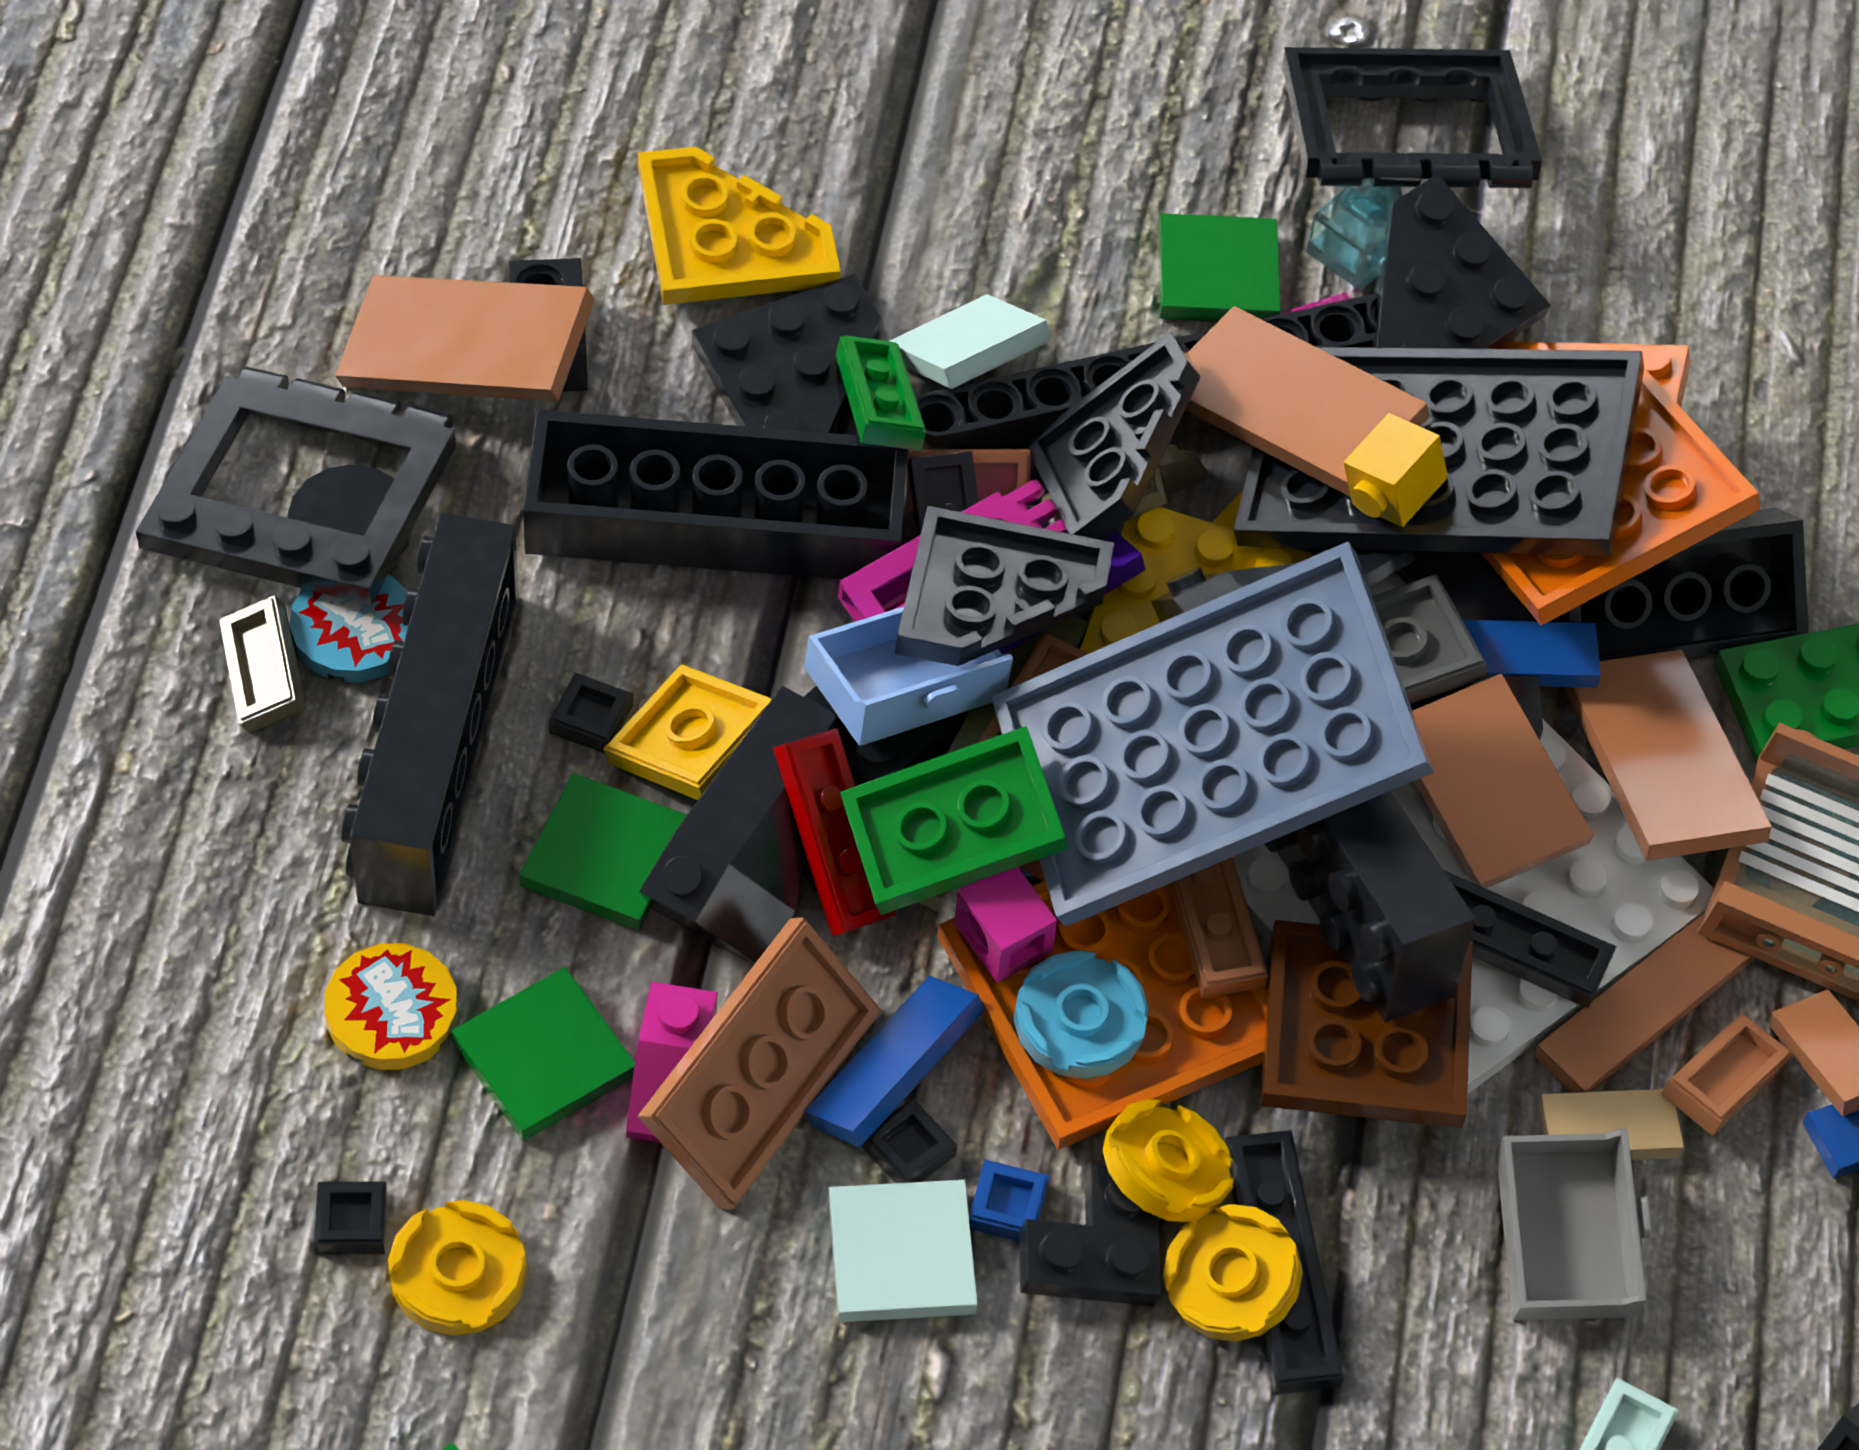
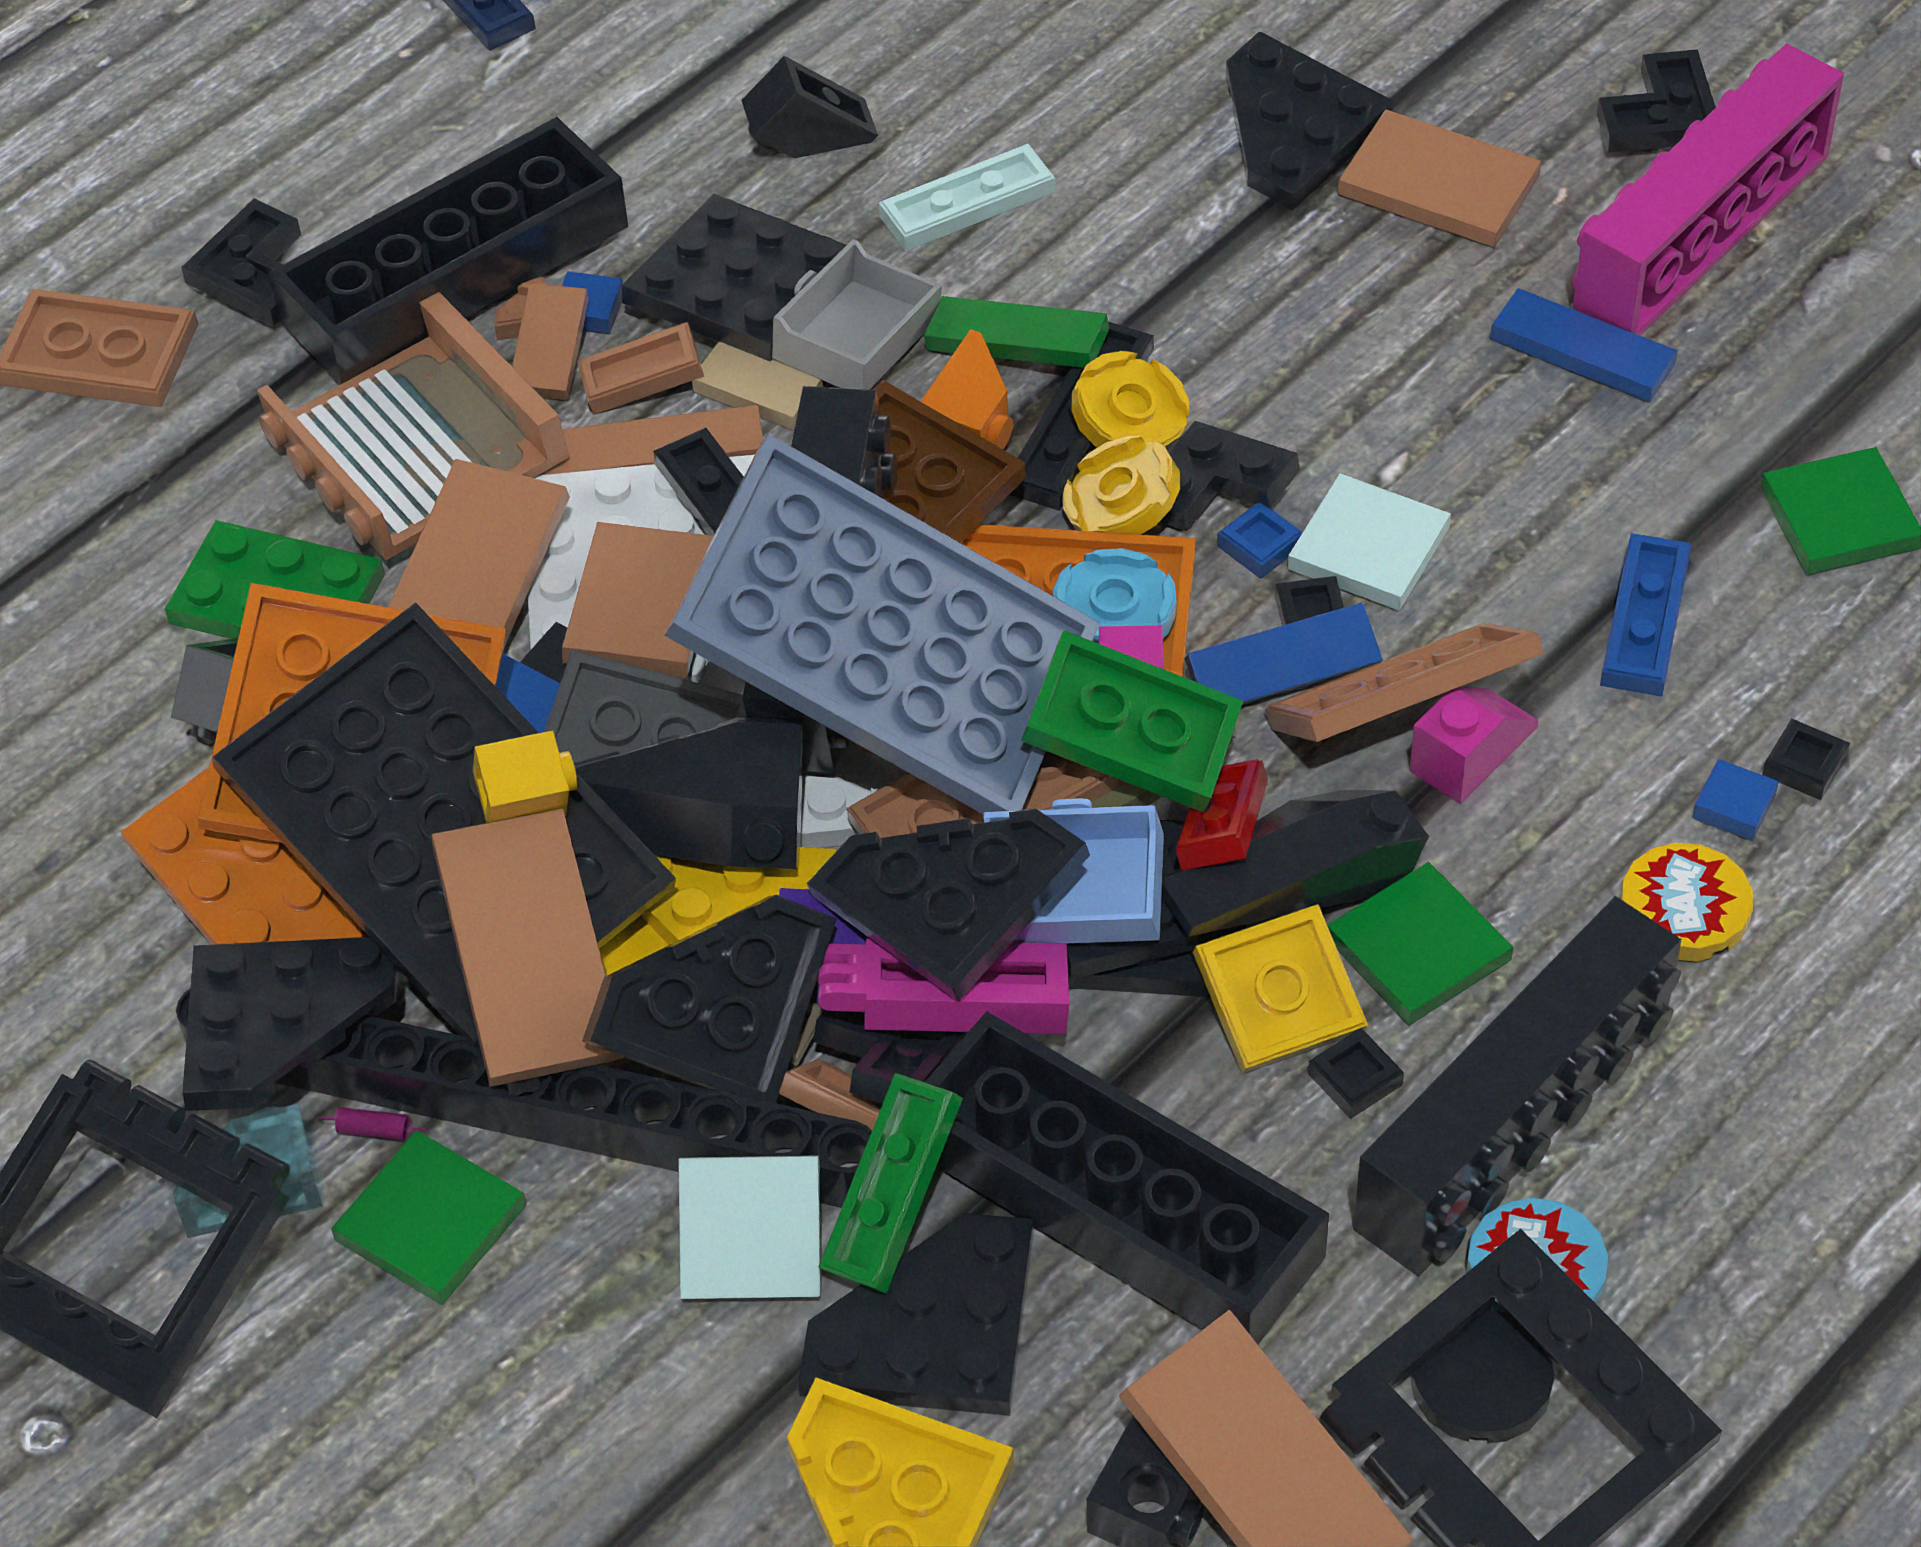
camera: 140 degrees left, 5 degrees down
(262, 664) = (1651, 1256): tile -> none
(396, 1135) = (1735, 799): none -> blue tile
(457, 1268) = (1735, 686): yellow tile -> none
(543, 1053) = (1572, 806): green tile -> none
(587, 1309) = (1646, 615): none -> blue tile
(1385, 1187) = (973, 392): none -> orange slope
(1409, 1307) = (1019, 330): none -> green tile
(1737, 1236) = (728, 273): none -> black plate

